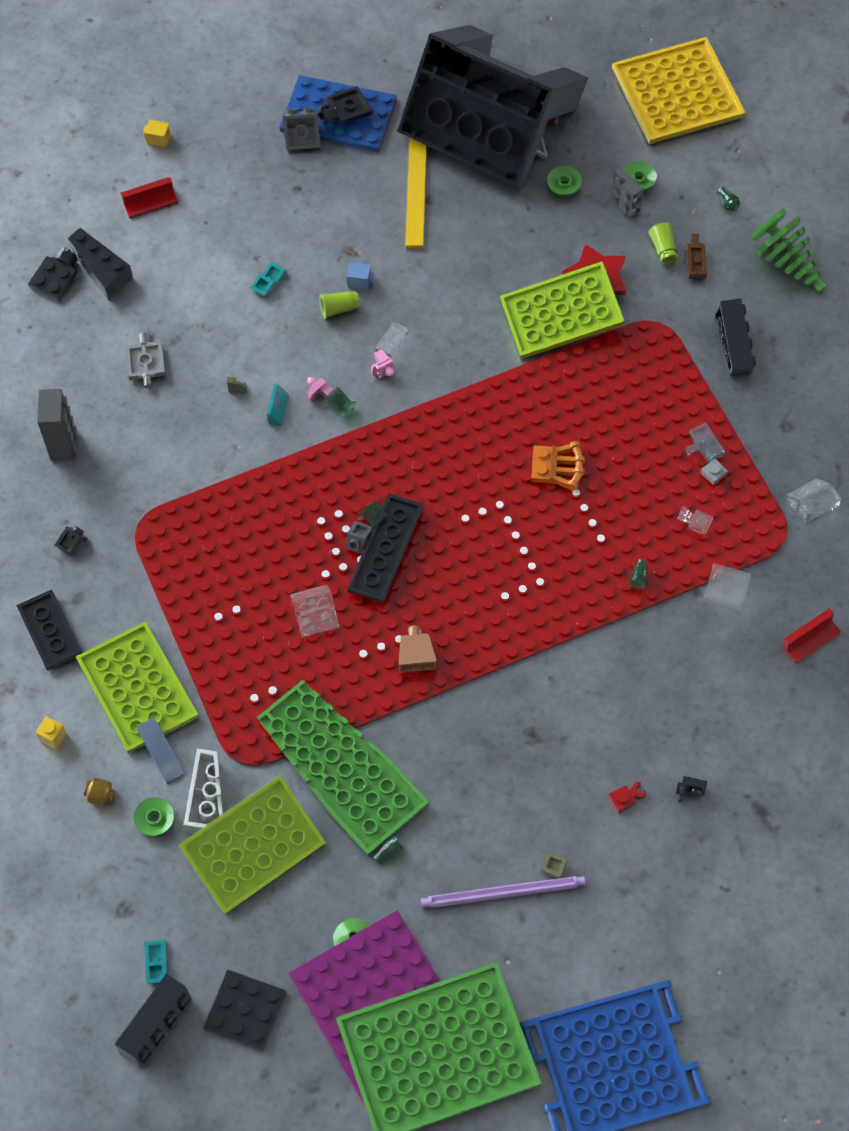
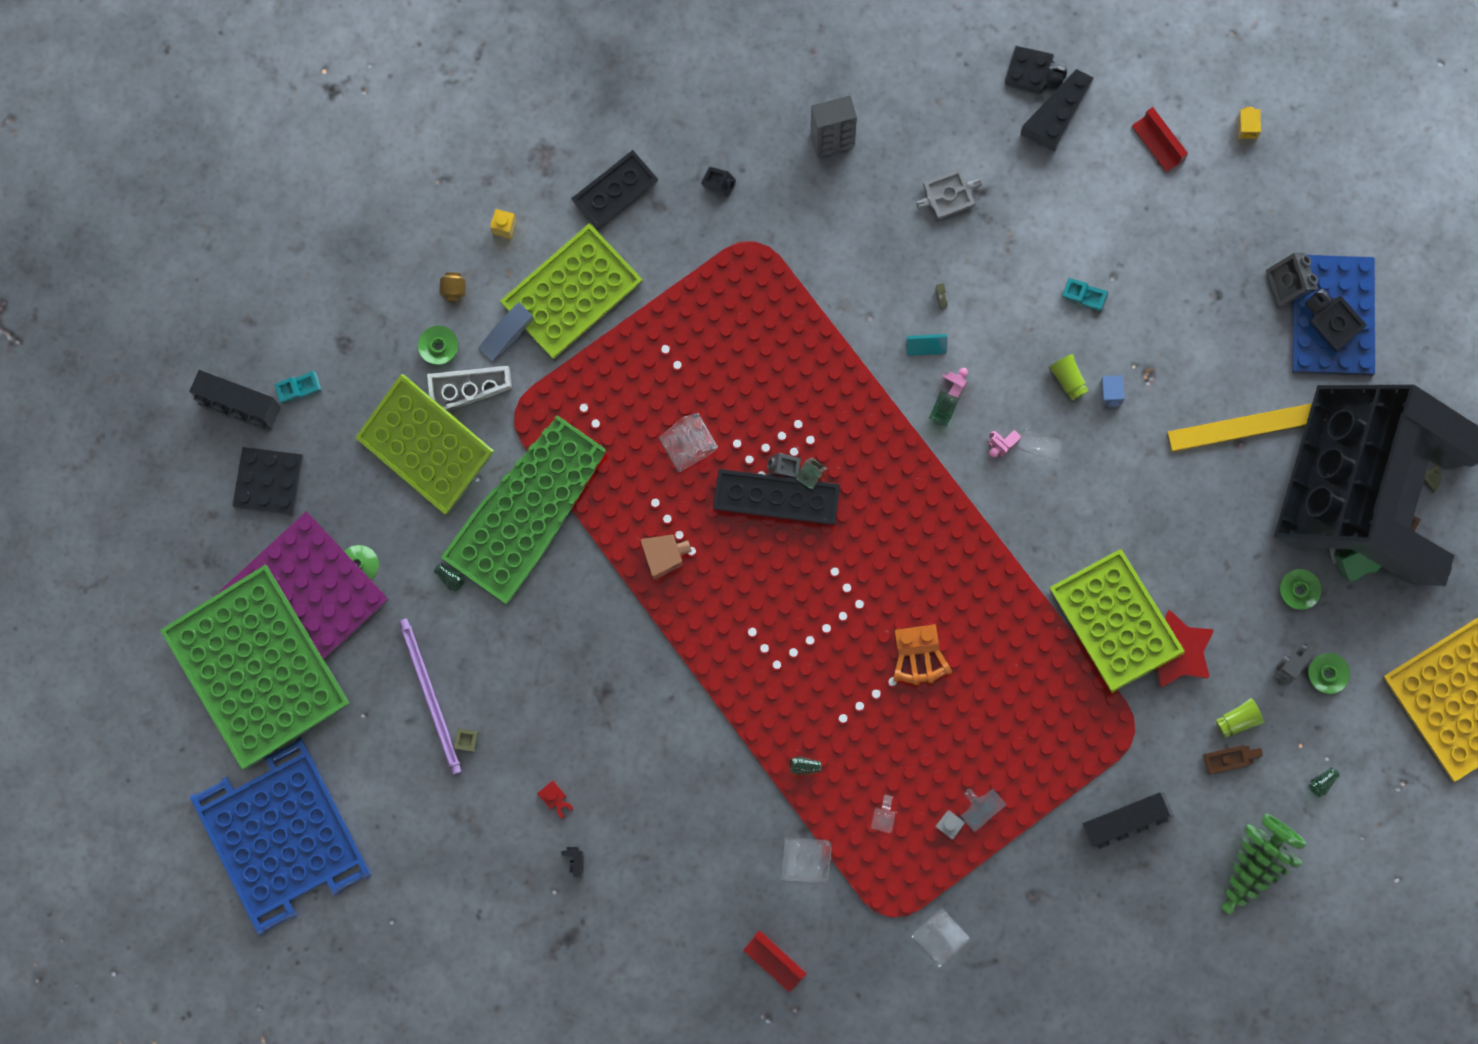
camera: 80 degrees right, 15 degrees up
(553, 137) = (1354, 565): none -> green brick

